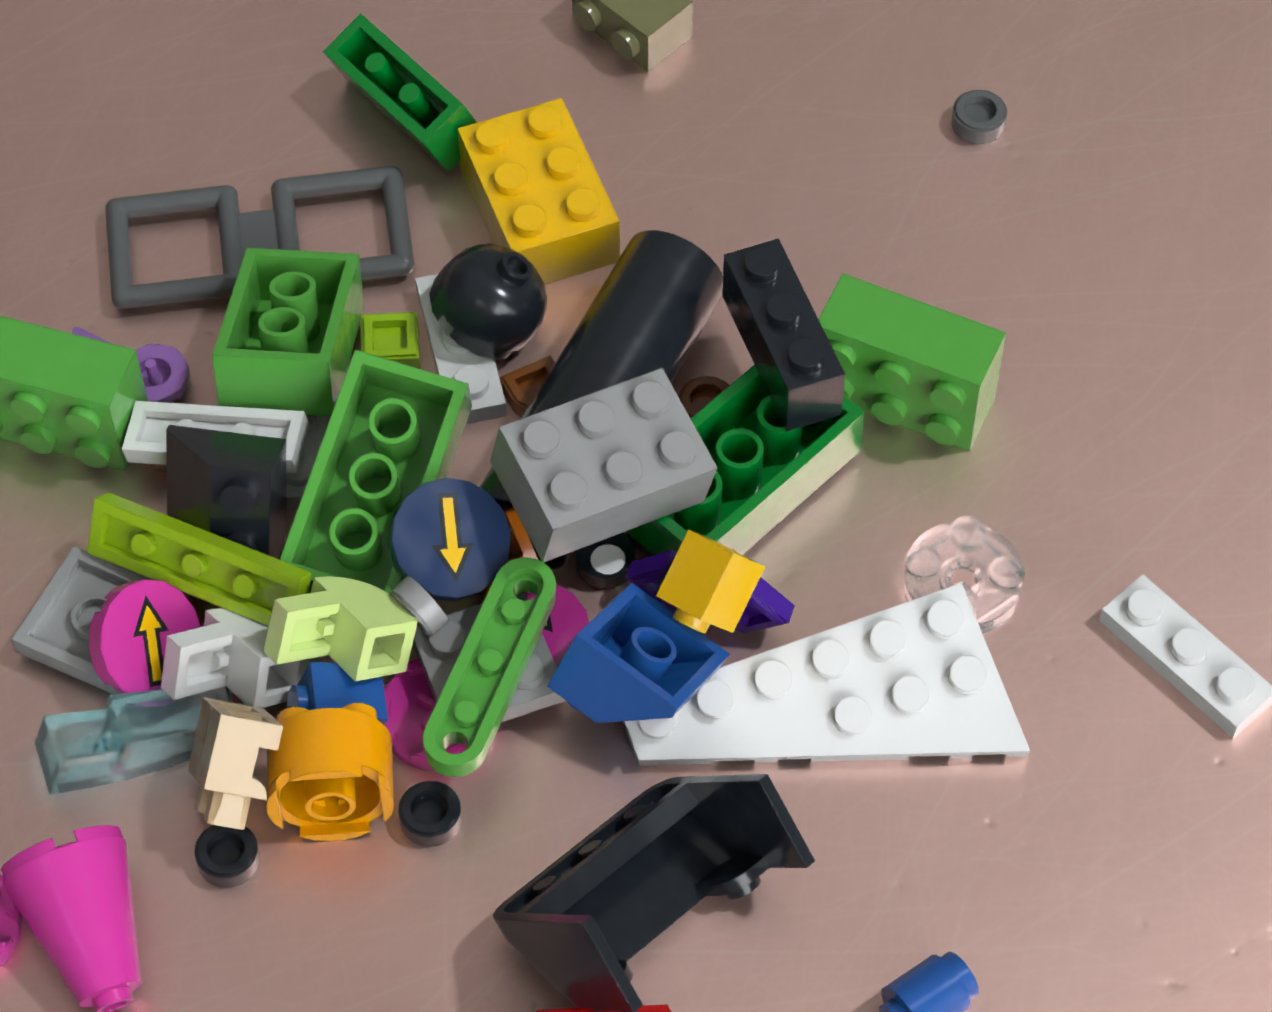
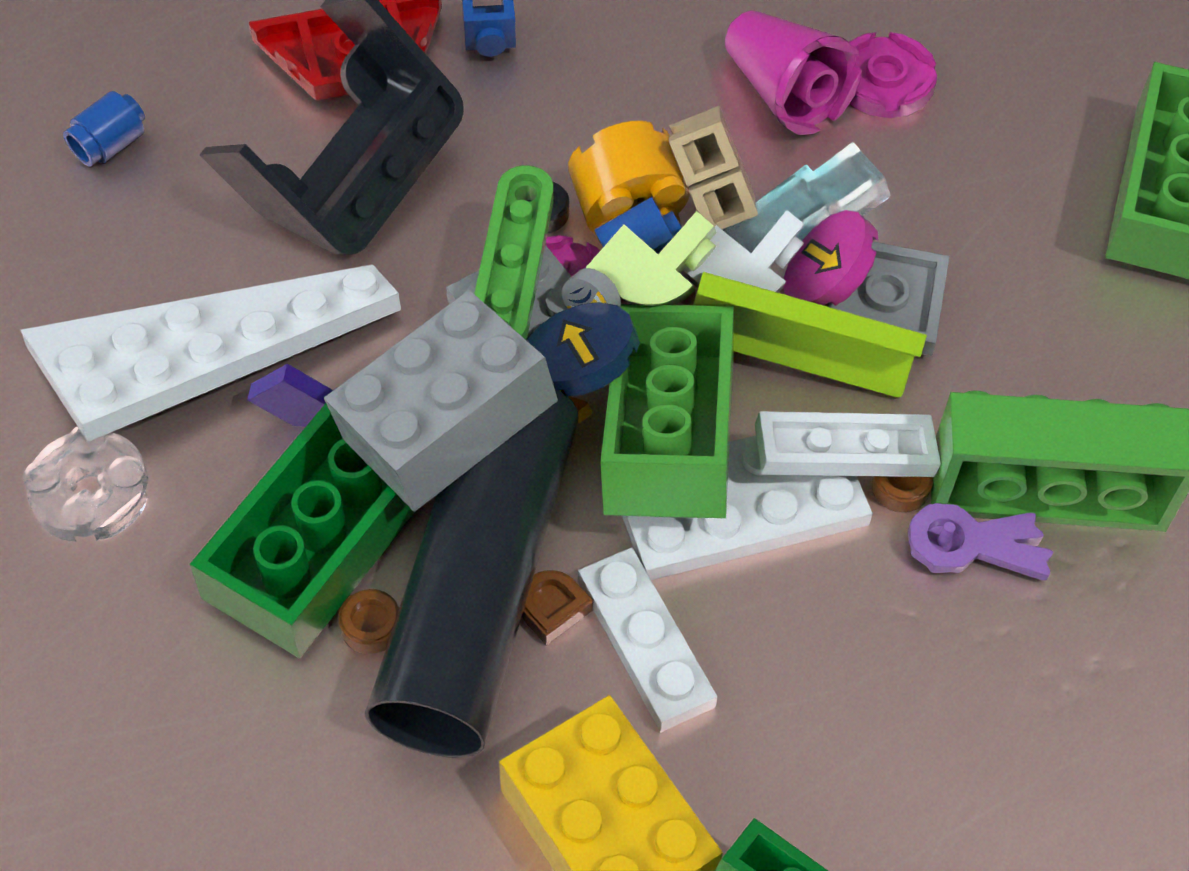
camera: 165 degrees right, 0 degrees up
(228, 485) = (807, 373): black slope -> none
(254, 229) = (905, 725): dark grey bar -> none
(289, 330) = (819, 561): bright green brick -> none
(392, 337) = (721, 630): lime tile -> none
(490, 300) = (625, 652): black cylinder -> none
(635, 662) = (376, 293): blue slope -> none
(709, 583) = (321, 351): yellow brick -> none
(783, 335) = (282, 596): black brick -> none
(913, 361) = (149, 654): bright green brick -> none

